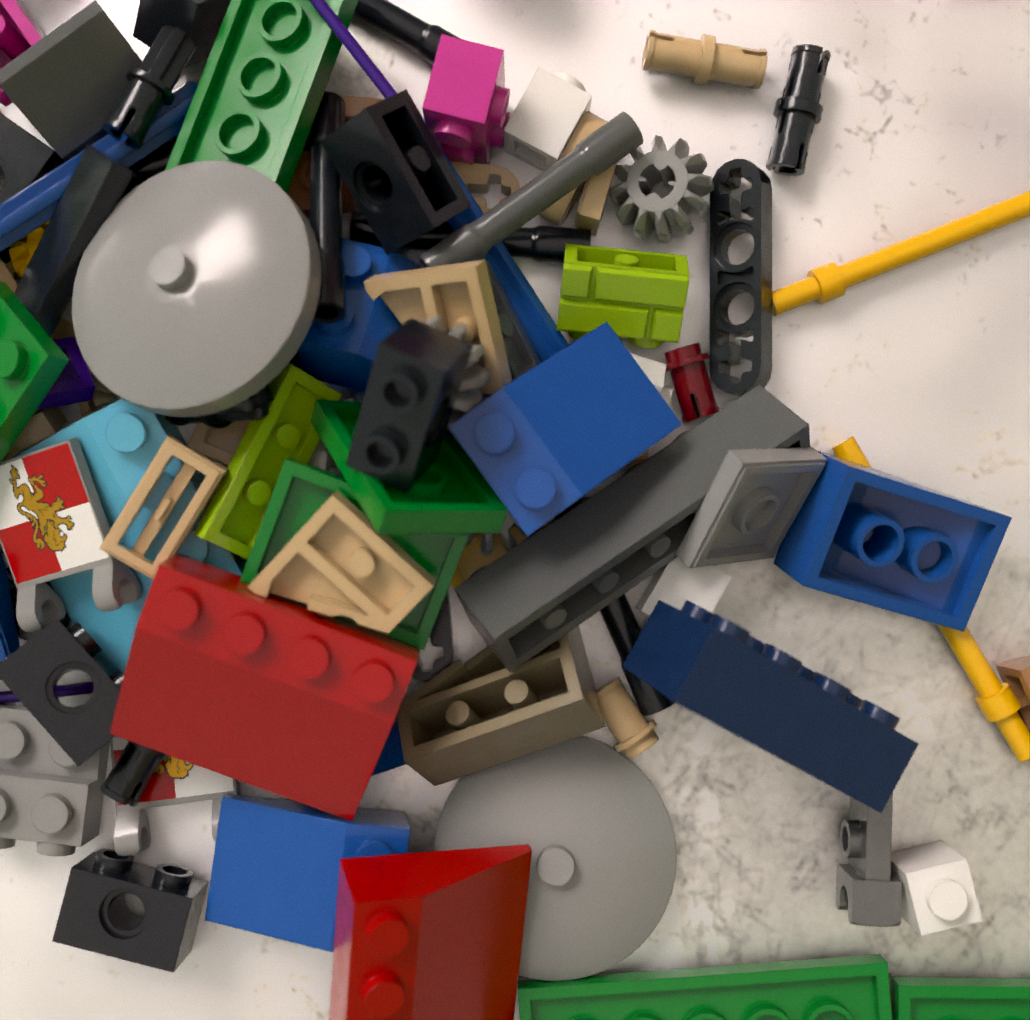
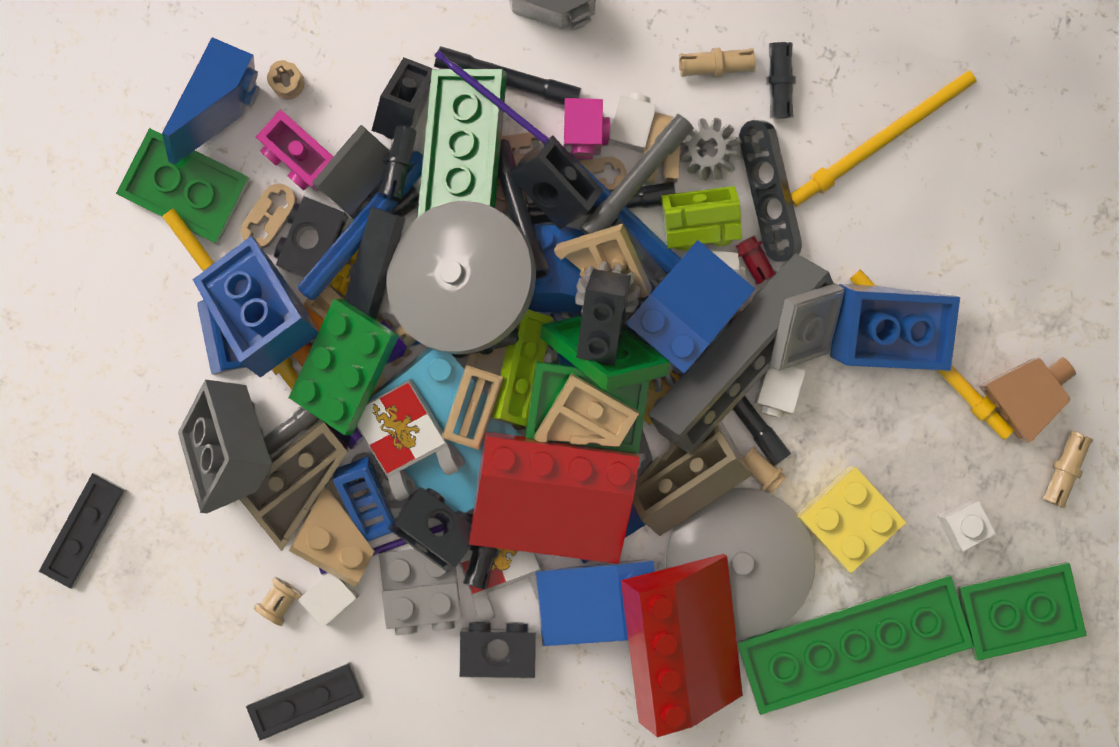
camera: 25 degrees left, 0 degrees up
(748, 834) = (850, 519): none -> light yellow brick
(771, 701) = (843, 435): dark blue brick -> none
(866, 882) = (930, 535): flat silver plate -> none

